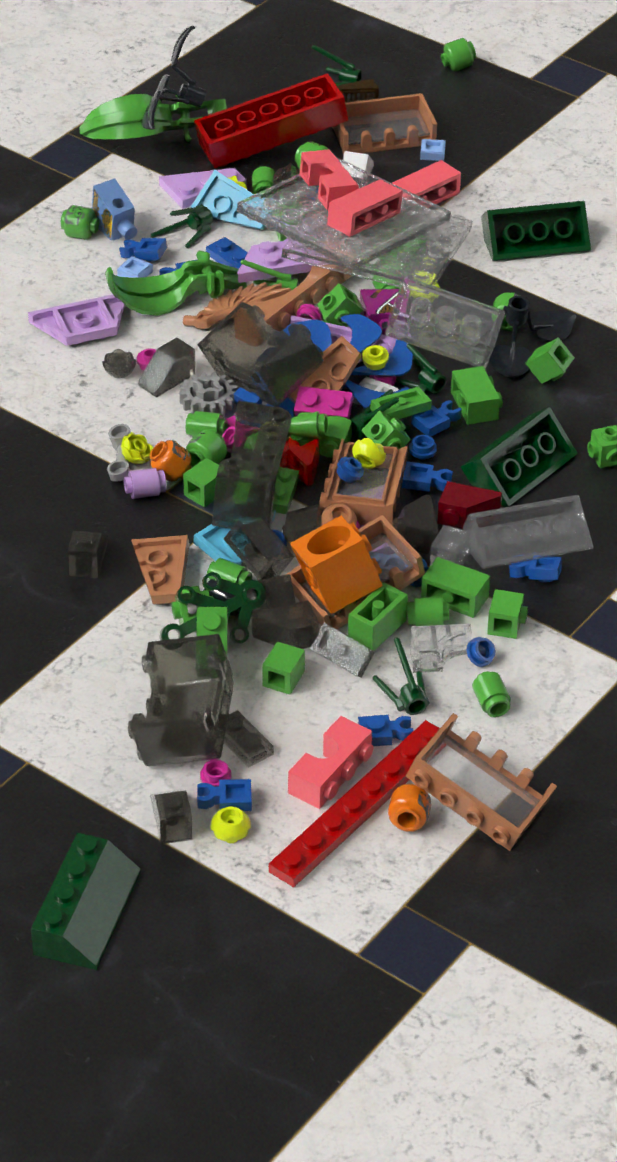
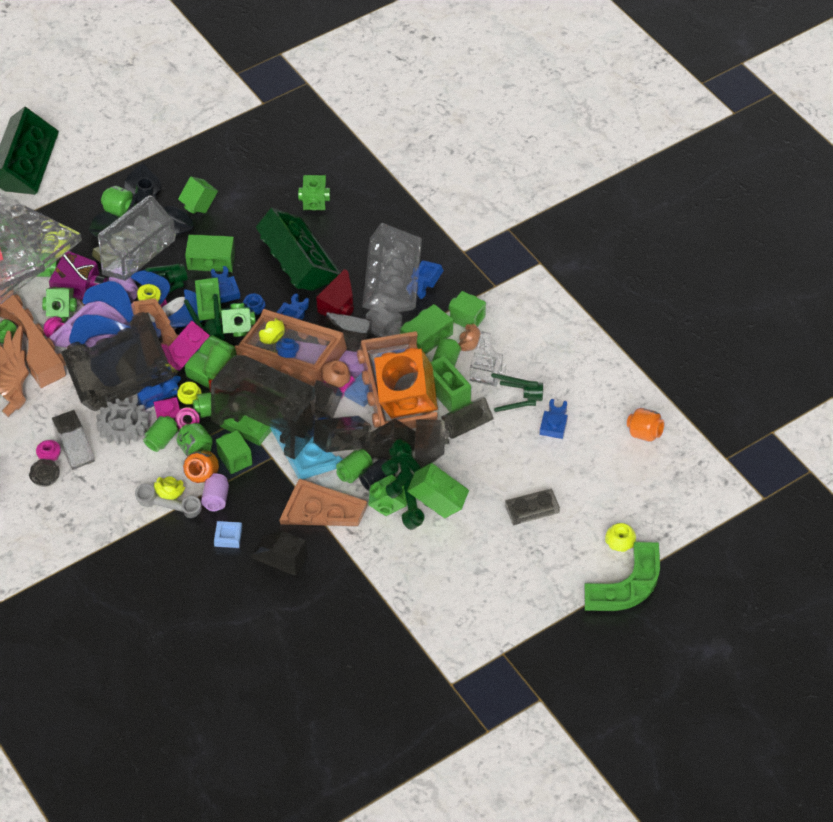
camera: 70 degrees left, 10 degrees up
(84, 903) = (674, 648): dark green slope -> none
(100, 510) = (228, 534): none -> light blue tile
(163, 852) = (631, 590): none -> bright green plate
(172, 816) = (598, 567): clear smoke slope -> none
(186, 702) = (504, 527): clear smoke windscreen -> none
(214, 771) = (567, 527): dark pink plate -> none
(229, 793) = (593, 529): blue plate -> none
(283, 668) = (472, 458): bright green brick -> none
(319, 779) = (573, 443): coral arch -> none
(350, 810) = (624, 455): red plate -> none
(470, 617) = (469, 338): none -> nougat plate
(478, 785) = (649, 375): window -> none
(480, 651) = (500, 337): blue plate -> none
(491, 694) = (546, 344): bright green brick -> none

